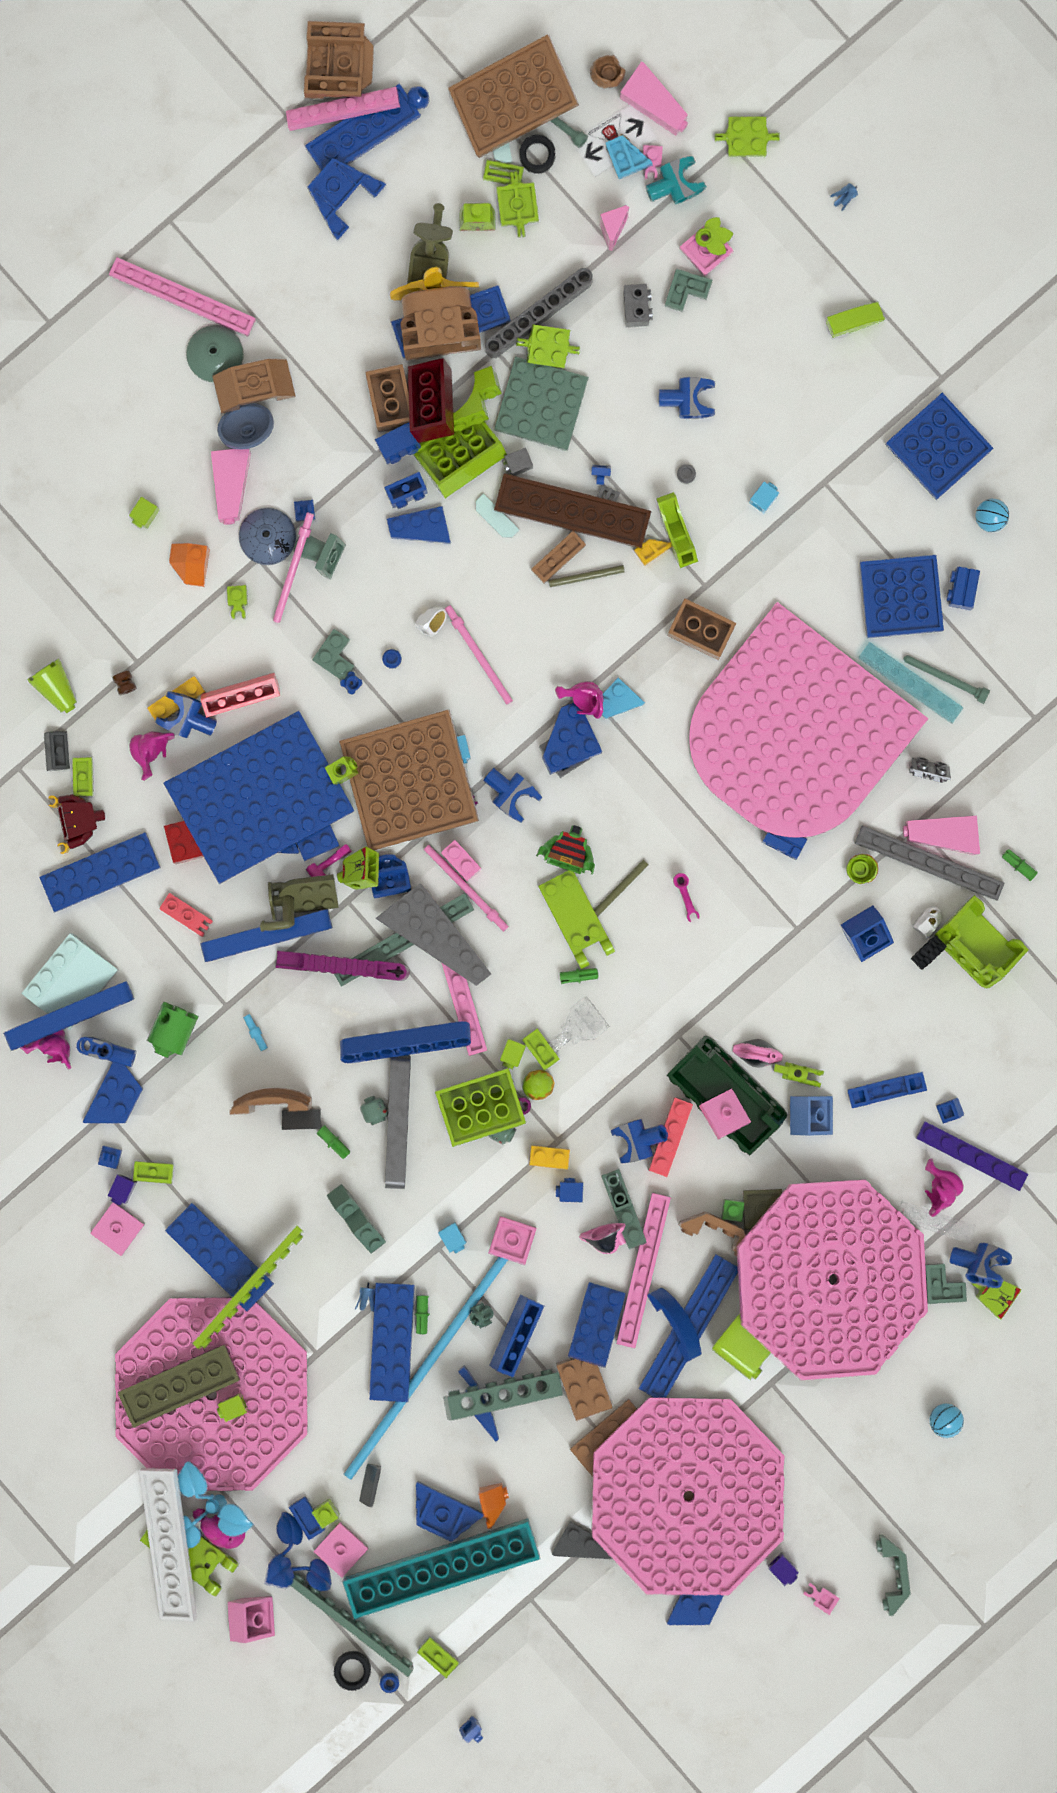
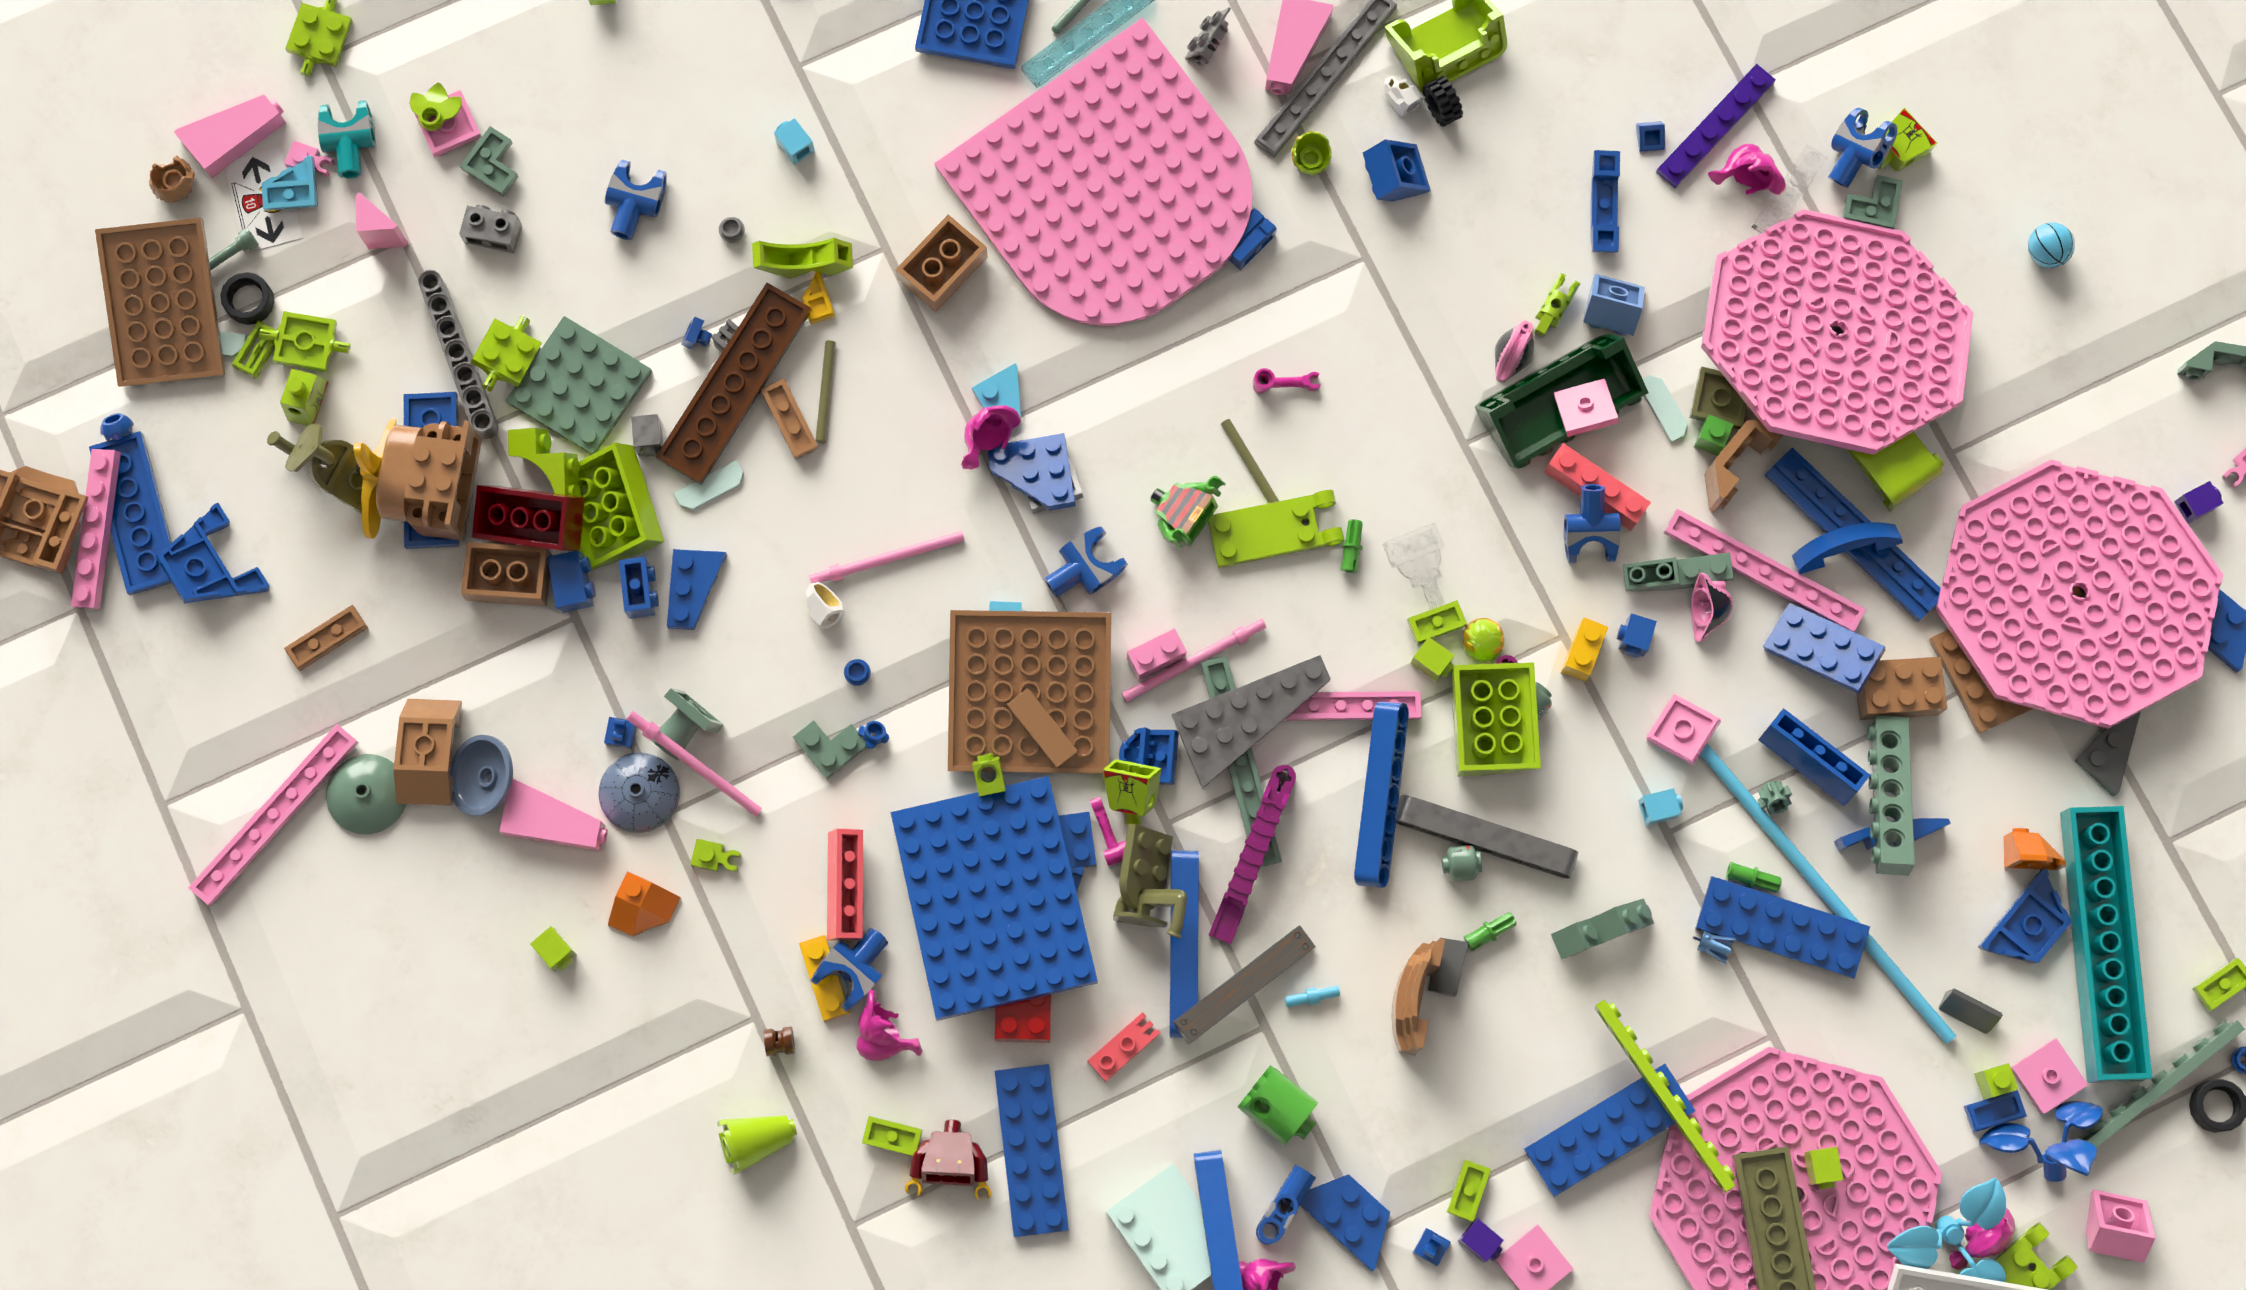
camera: 80 degrees left, 10 degrees down
(56, 750) = (844, 1164): dark grey slope -> none
(248, 983) = (1243, 984): none -> dark grey tile
(313, 290) = (326, 638): none -> medium nougat tile
(385, 796) = (1042, 727): none -> medium nougat tile
(746, 1170) = (1665, 408): none -> light aqua piece

